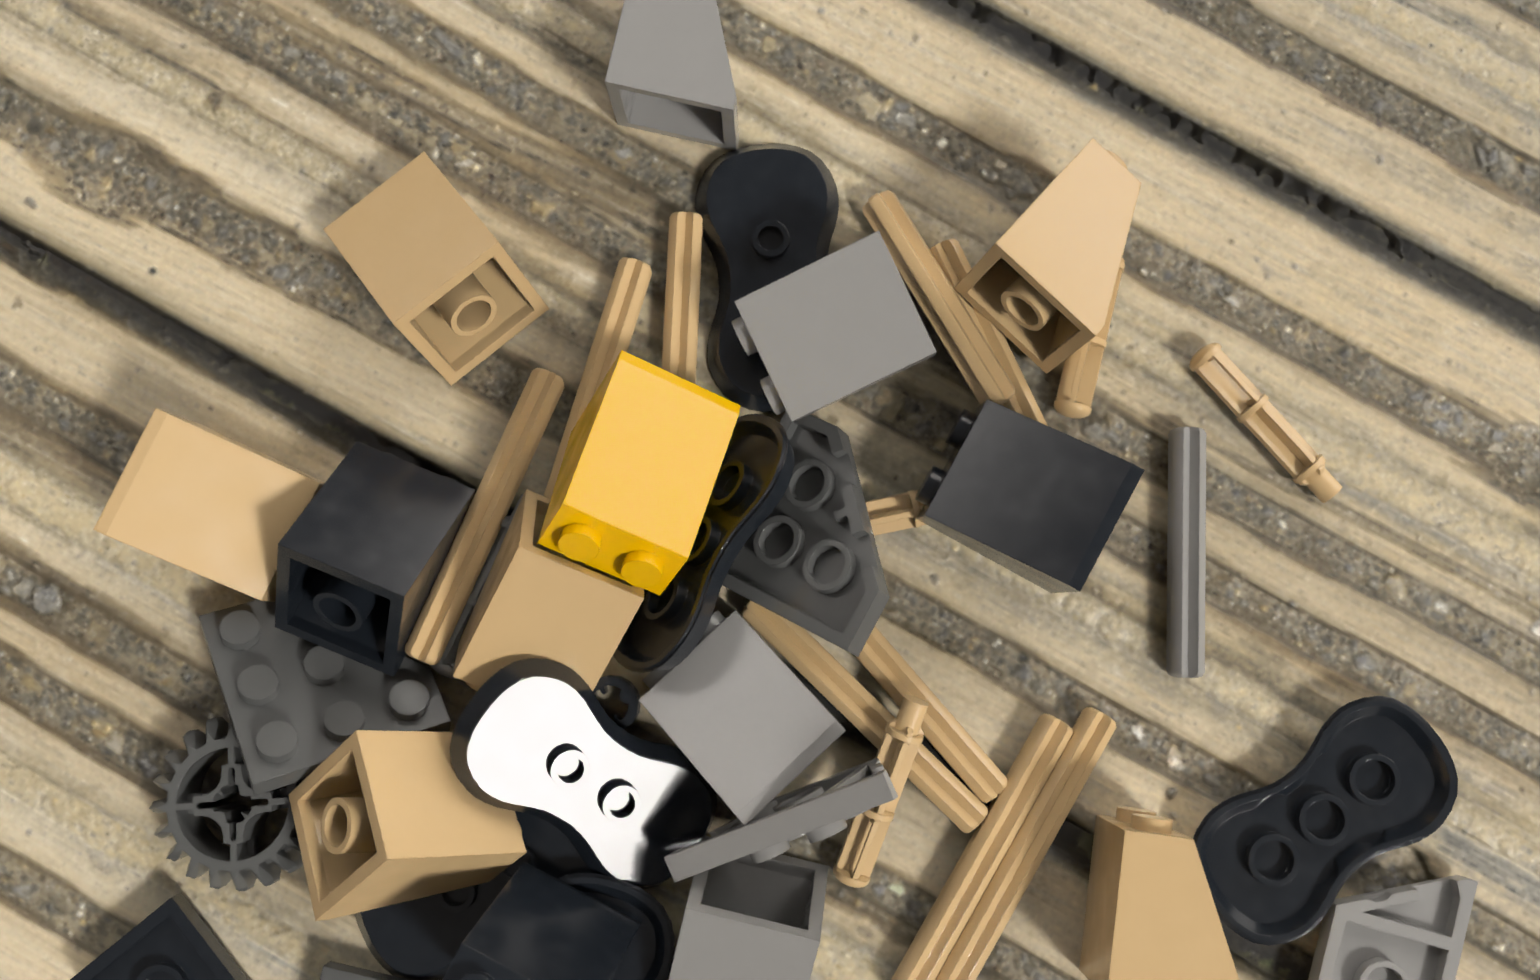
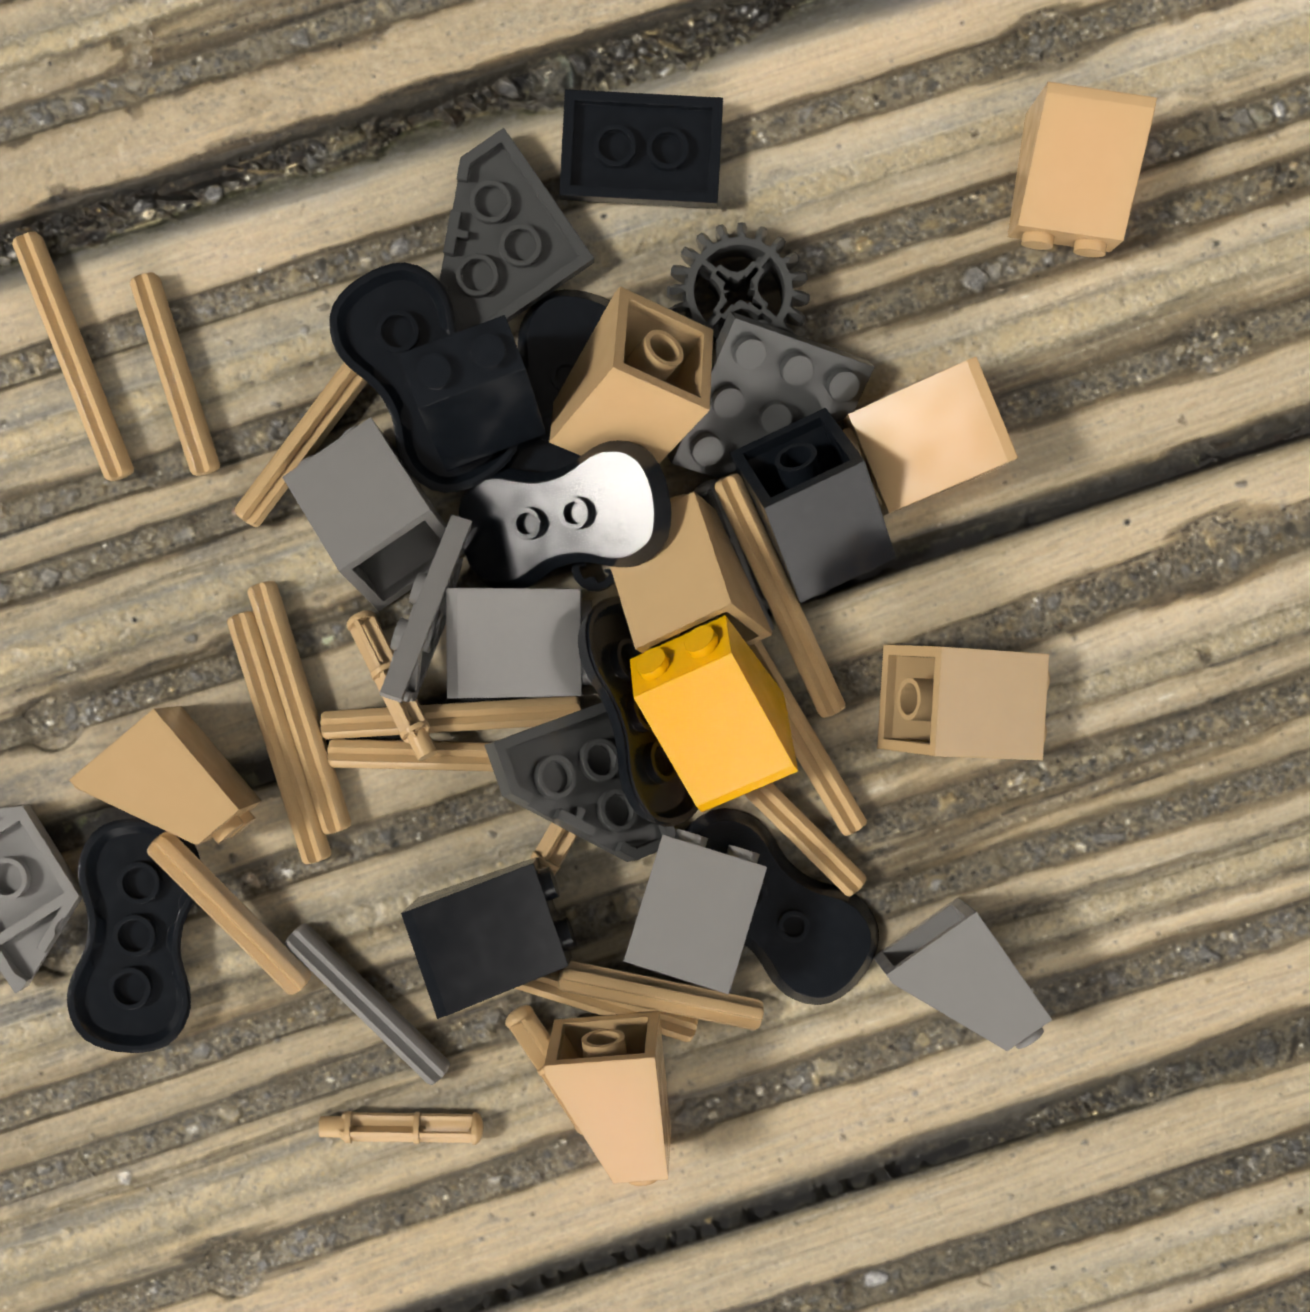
camera: 130 degrees right, 5 degrees up
(1223, 753) = (229, 912): none -> tan axle

